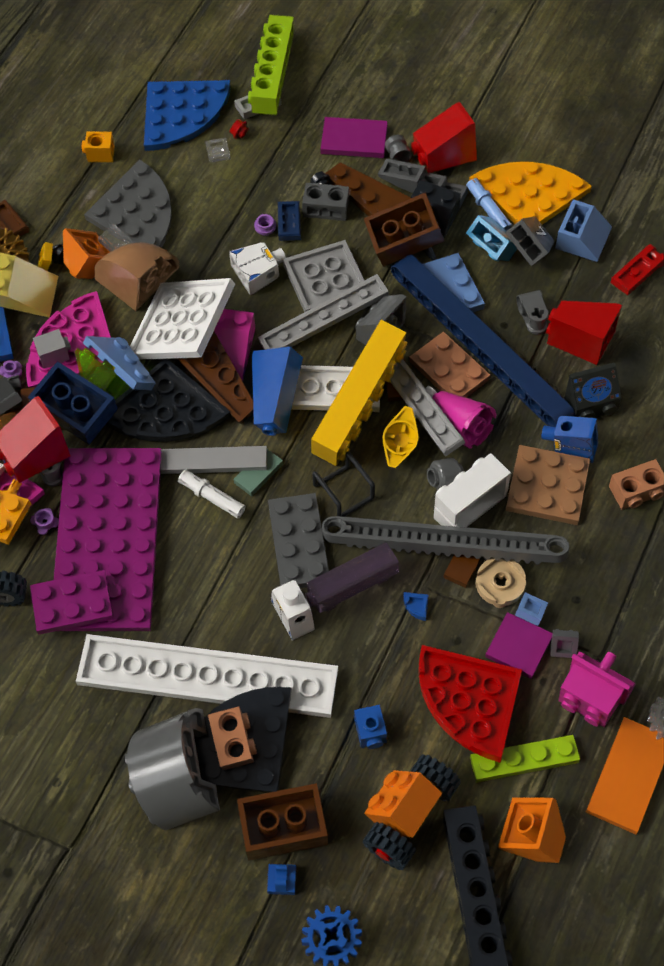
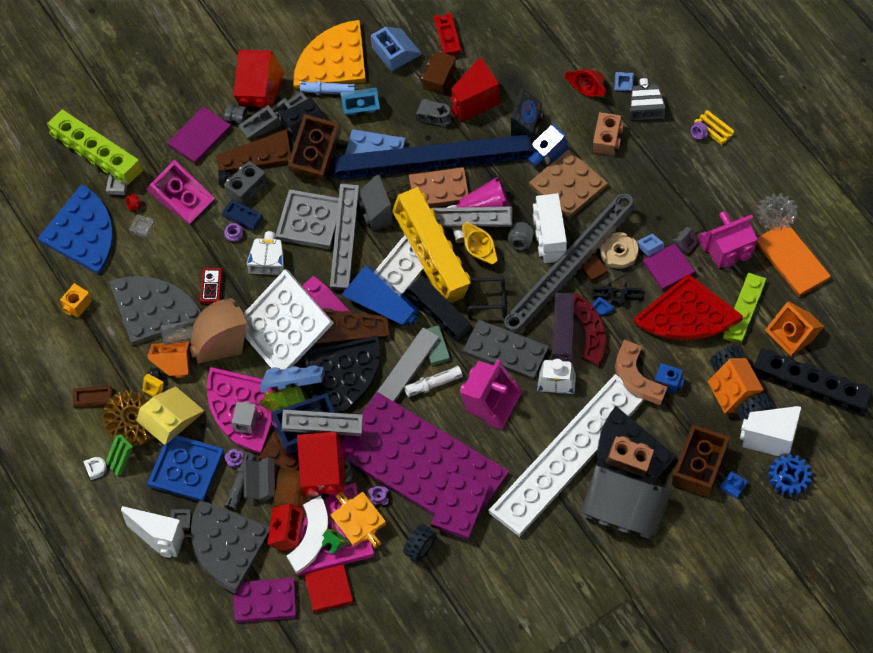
camera: 55 degrees left, 0 degrees up
(72, 411) = (321, 422): none -> light grey plate
(192, 242) = (211, 285): none -> tile
(224, 554) = (490, 393): none -> dark pink piece
(275, 155) = (180, 192): none -> dark pink slope
(296, 447) = (438, 308): none -> black beam
(342, 684) = (632, 379): none -> nougat plate
(373, 882) = (771, 430): none -> white slope
(382, 614) = (594, 330): none -> dark red tile
(438, 601) = (622, 298): none -> black piece
(530, 239) = (378, 79): dark grey torso -> none
(586, 286) = (438, 73): none -> reddish brown brick

